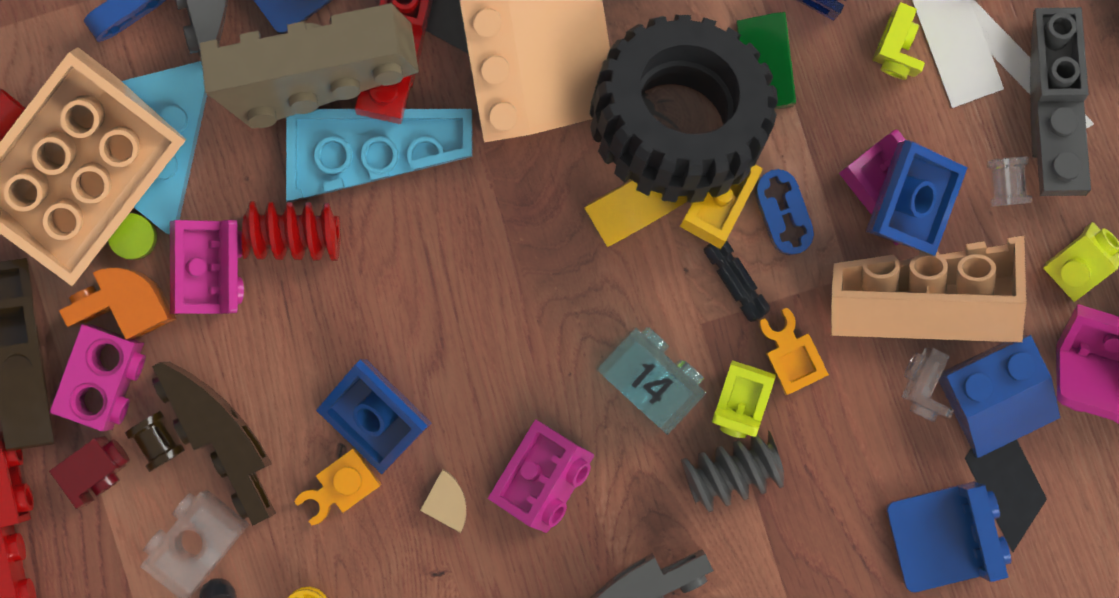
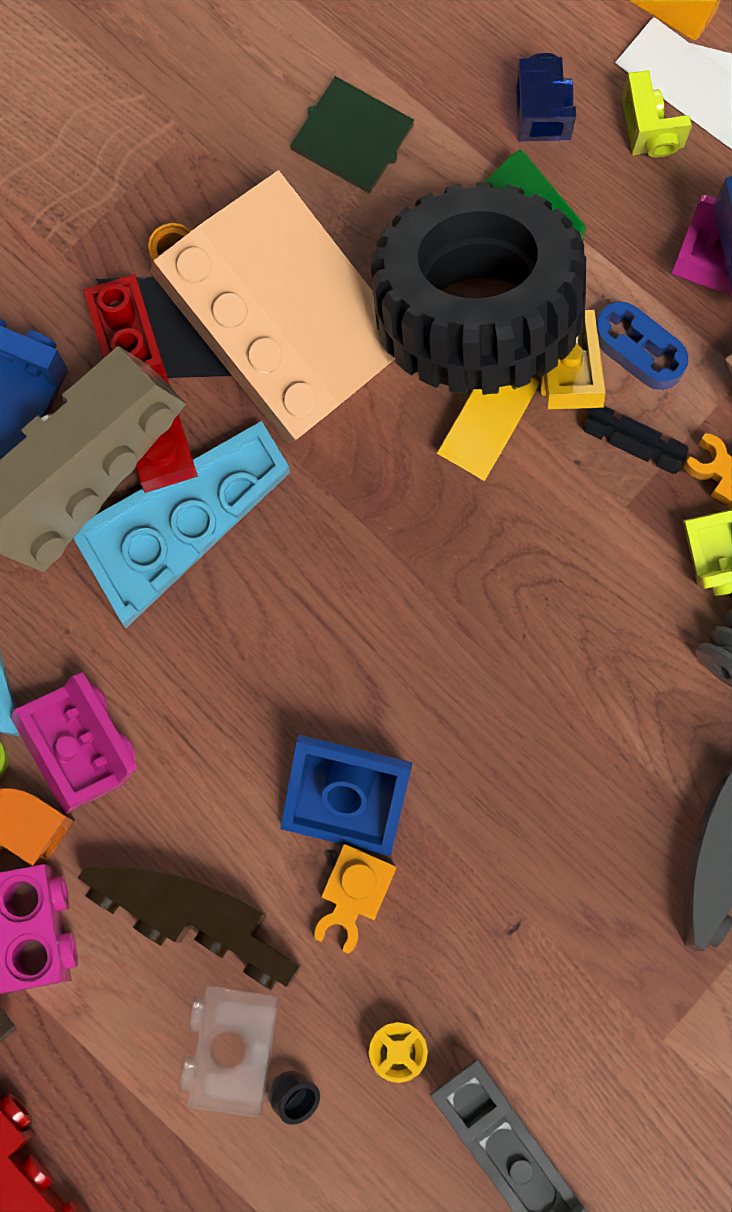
camera: 30 degrees left, 10 degrees down
(90, 470) = (72, 1035): dark red brick -> none
(154, 441) = (125, 962): dark brown bush -> none
(290, 232) = (145, 652): red piece -> none
(446, 502) = (478, 843): tan tile -> none
(541, 477) = (562, 755): dark pink bracket -> none
(652, 379) = (616, 579): clear light blue brick -> none

